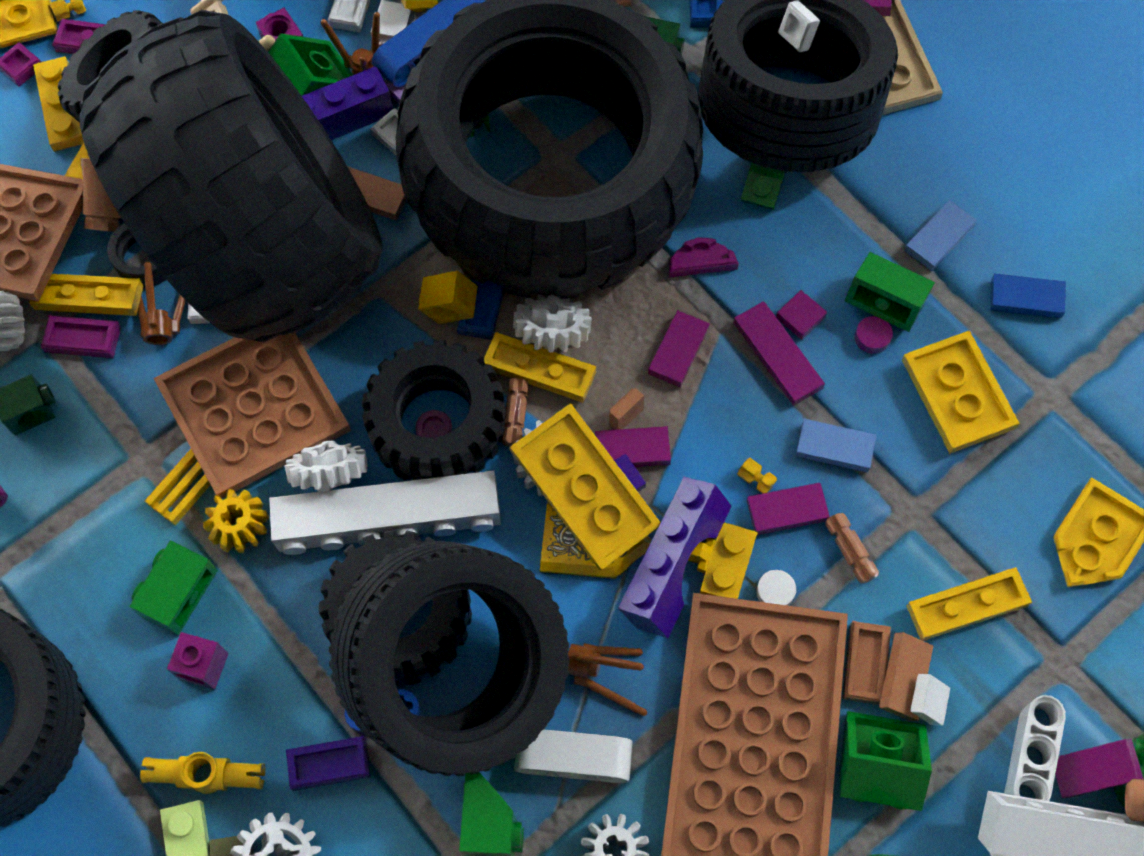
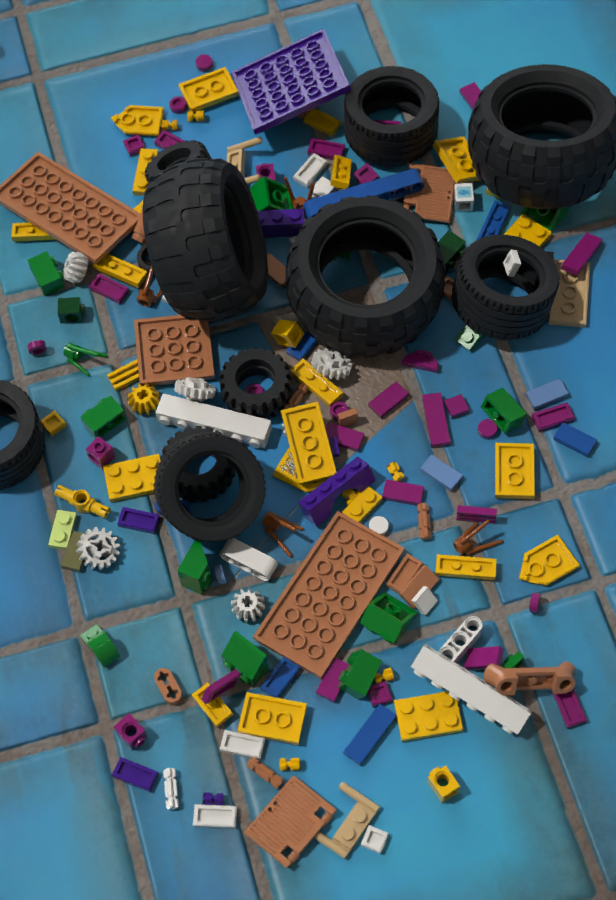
camera: 25 degrees right, 5 degrees down
(67, 481) = (75, 352): none -> green plant
(79, 636) = (53, 423): none -> yellow tile
(279, 682) = (131, 477): none -> yellow plate
(534, 809) = (220, 574): none -> medium blue tile
(599, 402) = (336, 408): none -> magenta tile
(938, 497) = (476, 514): none -> magenta tile
(944, 562) = (464, 543): none -> dark orange plant
(970, 271) = (553, 417): none -> magenta tile
(1122, 620) = (535, 602): none -> magenta tile

